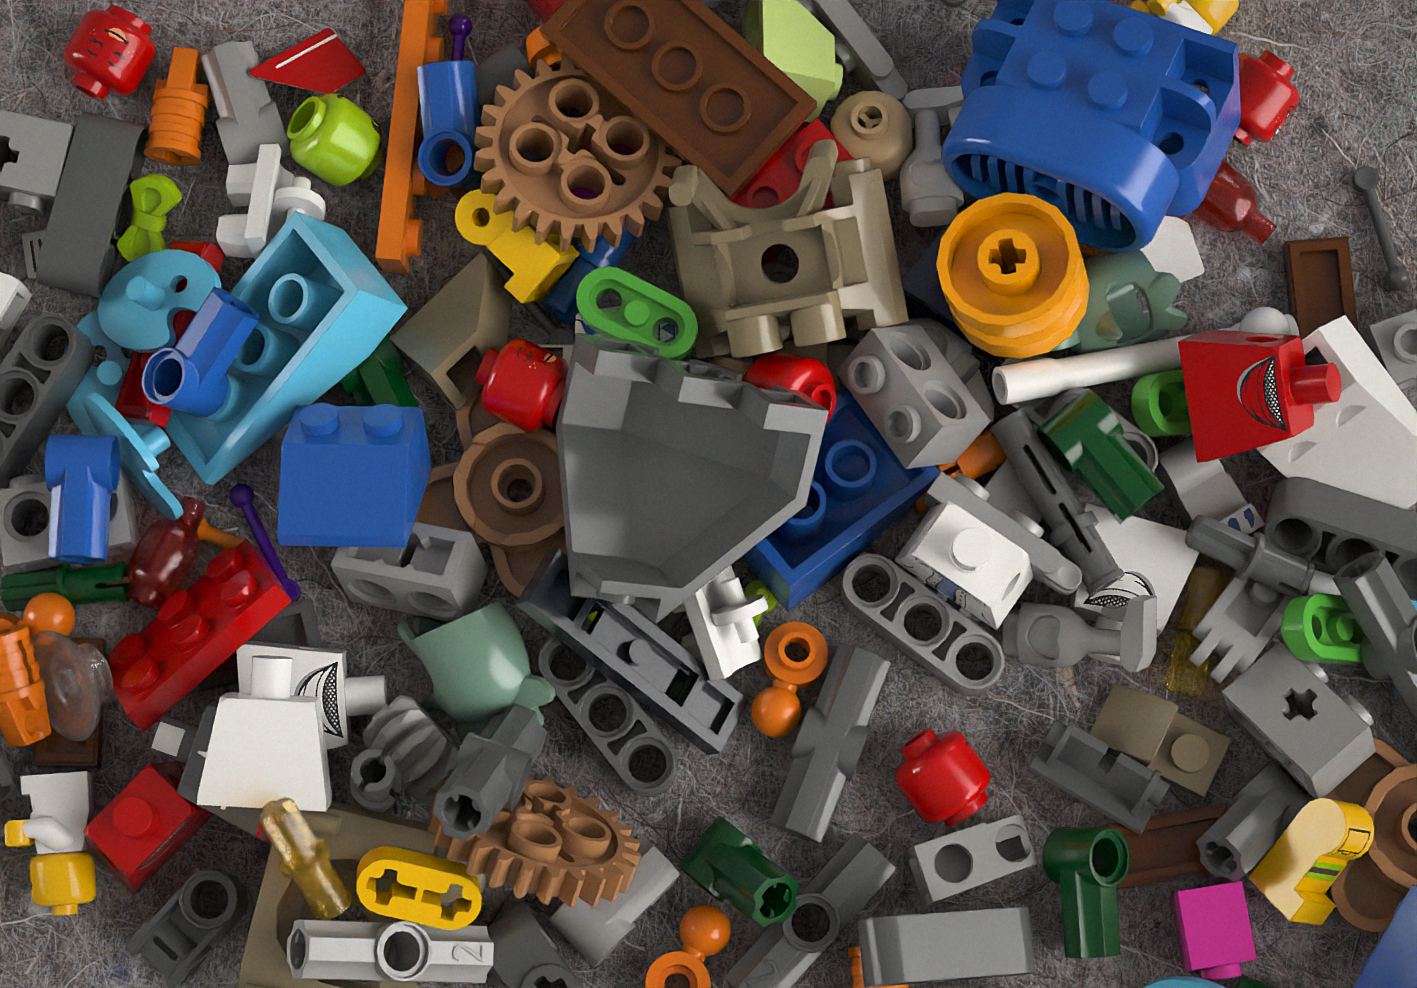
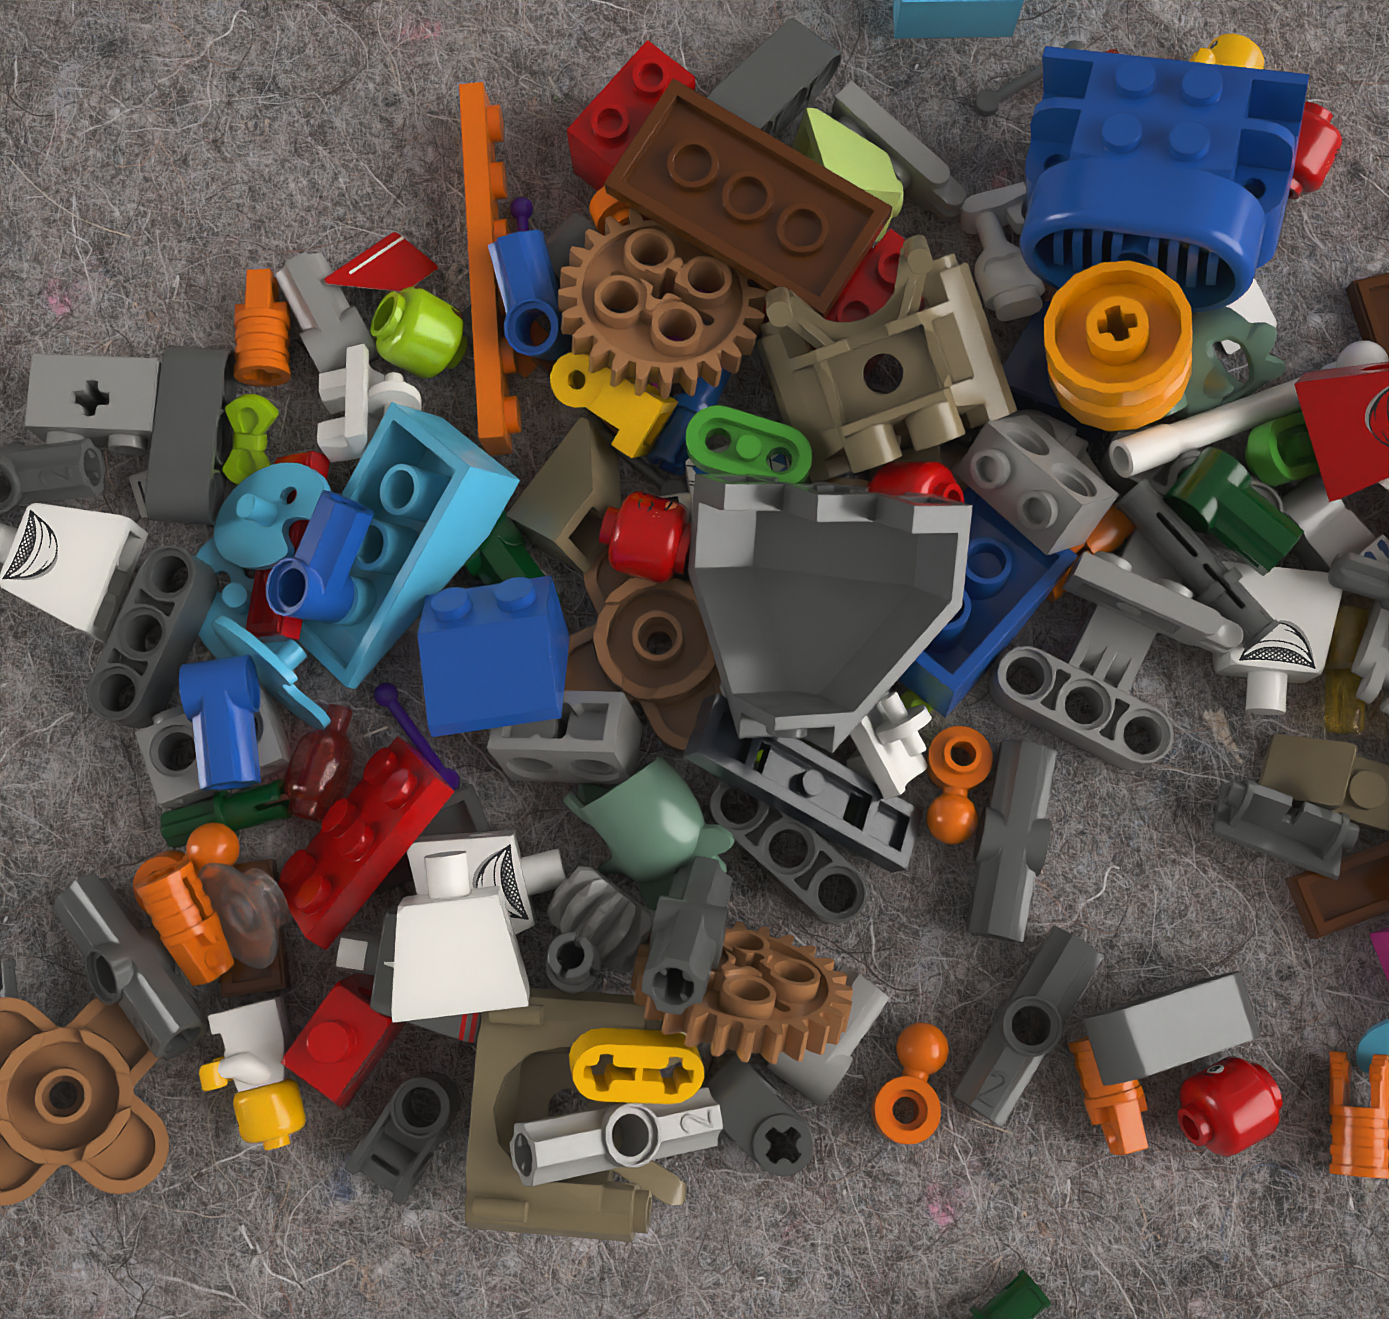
camera: 10 degrees left, 0 degrees up
(109, 53) = (184, 286): red head -> none
(217, 536) = (369, 738): orange piece -> none
(304, 858) = (514, 1058): clear yellow axle -> none
(735, 870) = (943, 984): dark green piece -> none
(874, 127) = (947, 228): tan head -> none
(942, 777) = (1129, 855): red head -> none
(967, 562) = (1121, 635): white torso -> none
(969, 859) = (1171, 934): light grey leg -> none
(1061, 637) = (1222, 697): light grey piece -> none
(1088, 868) = (1295, 928): dark green piece -> none
(1233, 206) = (1300, 258): clear red plant -> none

